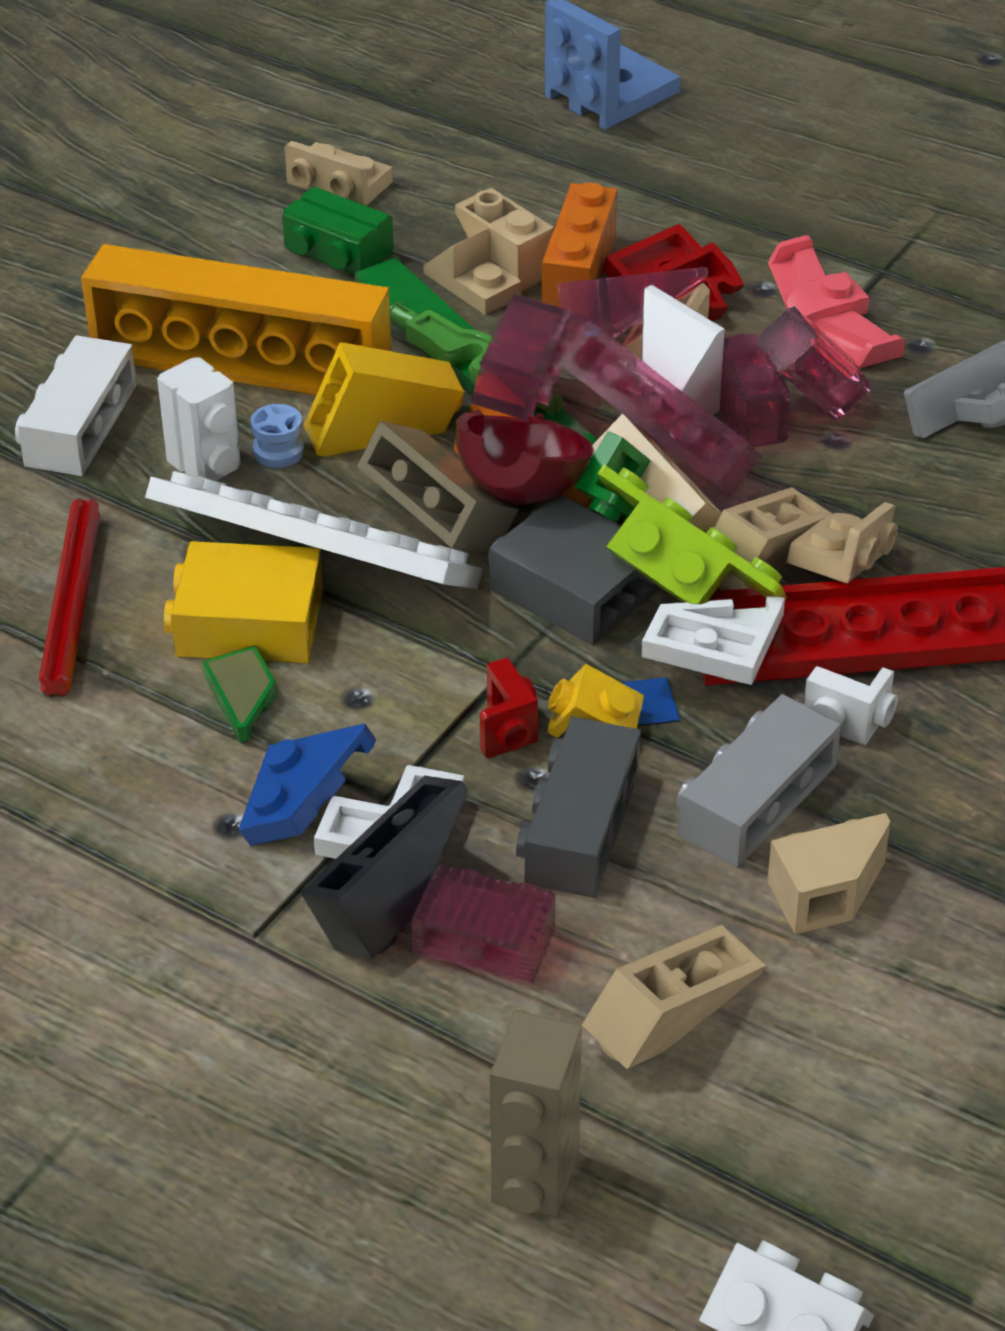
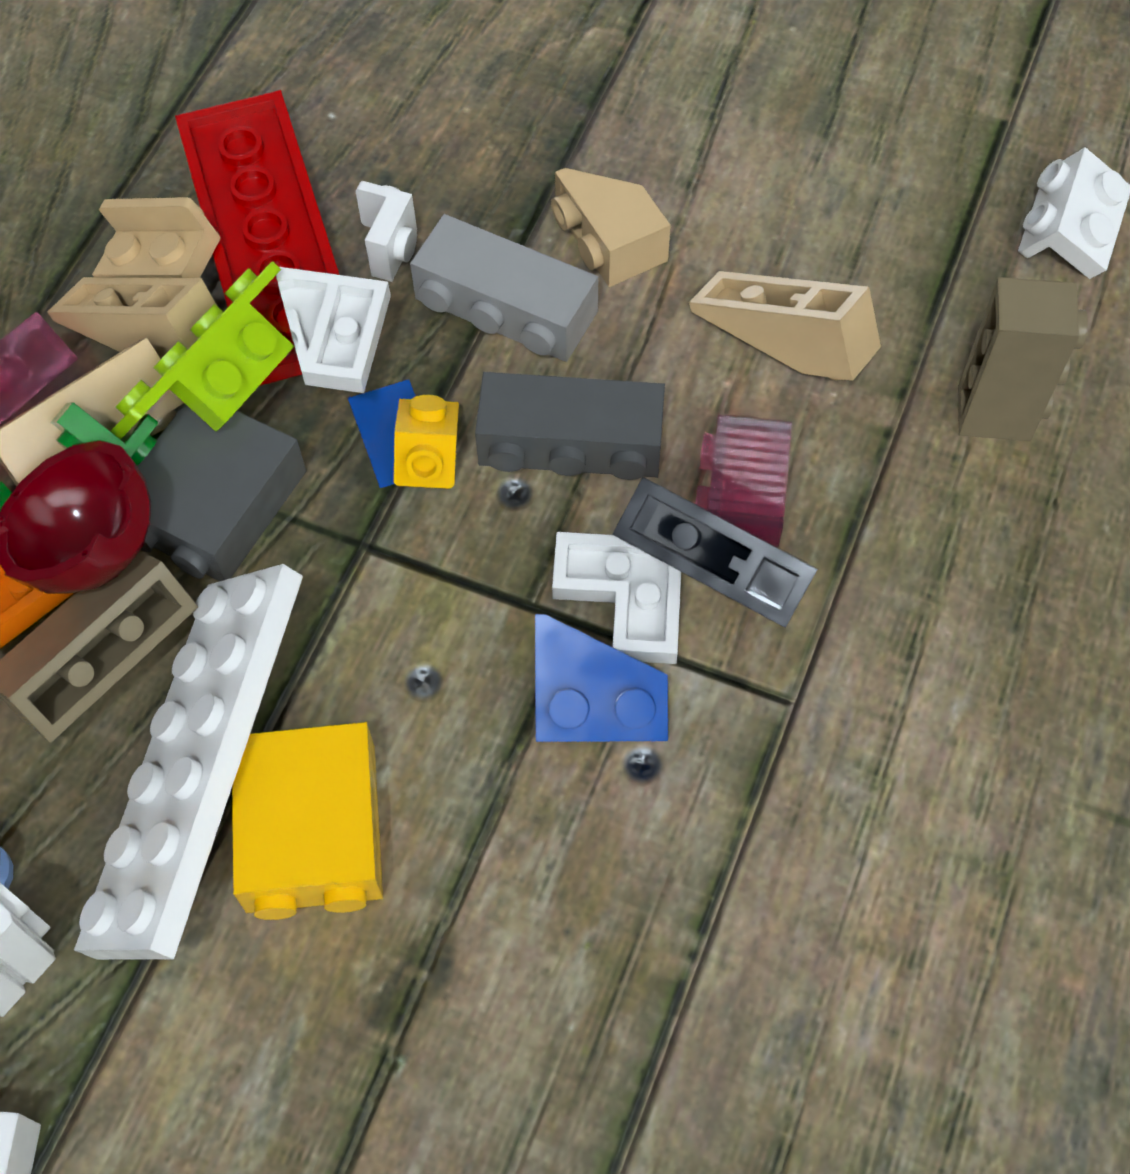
camera: 100 degrees left, 20 degrees up
(69, 598) = (299, 1051): red axle -> none
(241, 687) = (441, 798): tile -> none
(512, 710) = (440, 507): red bracket -> none

